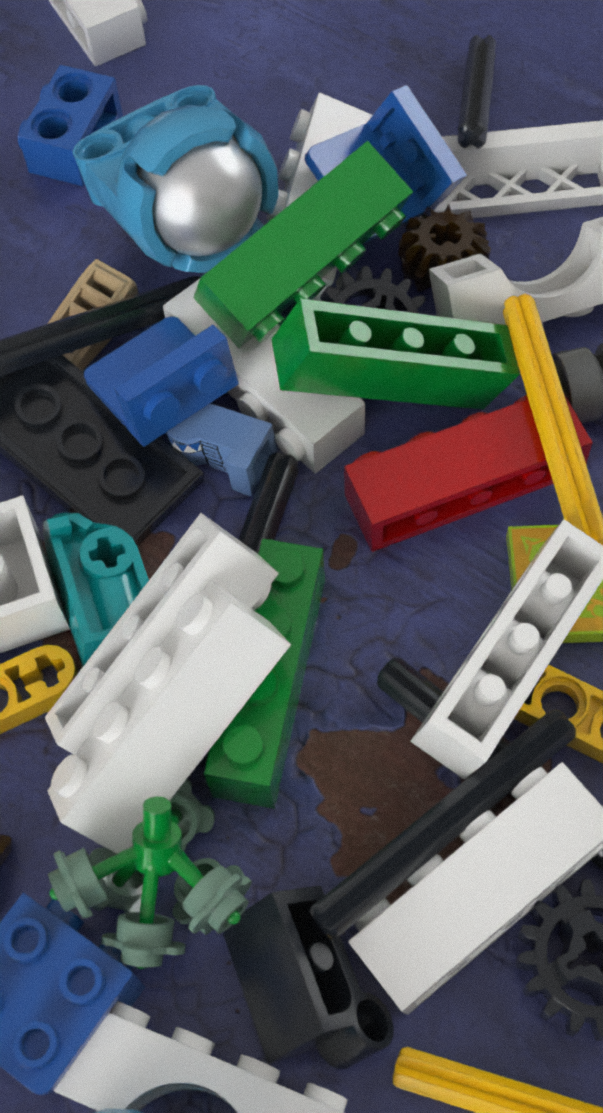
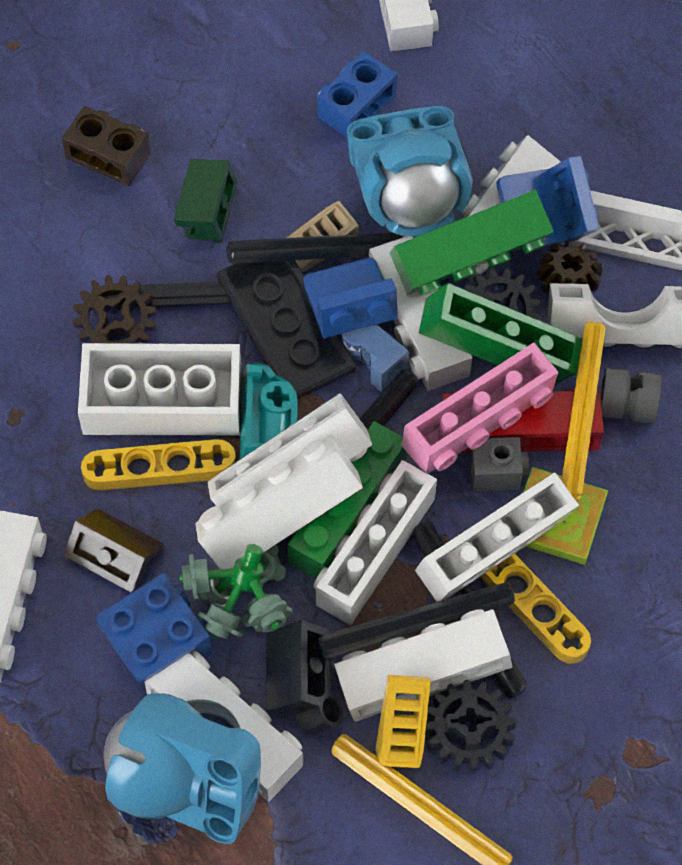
camera: 15 degrees right, 0 degrees up
(333, 721) = (375, 542): none -> white brick
(411, 467) = (480, 409): none -> bright pink brick
(459, 539) = (498, 465): none -> dark grey brick
(477, 92) = (639, 166): black axle -> none
(512, 1038) = (403, 748): none -> yellow slope

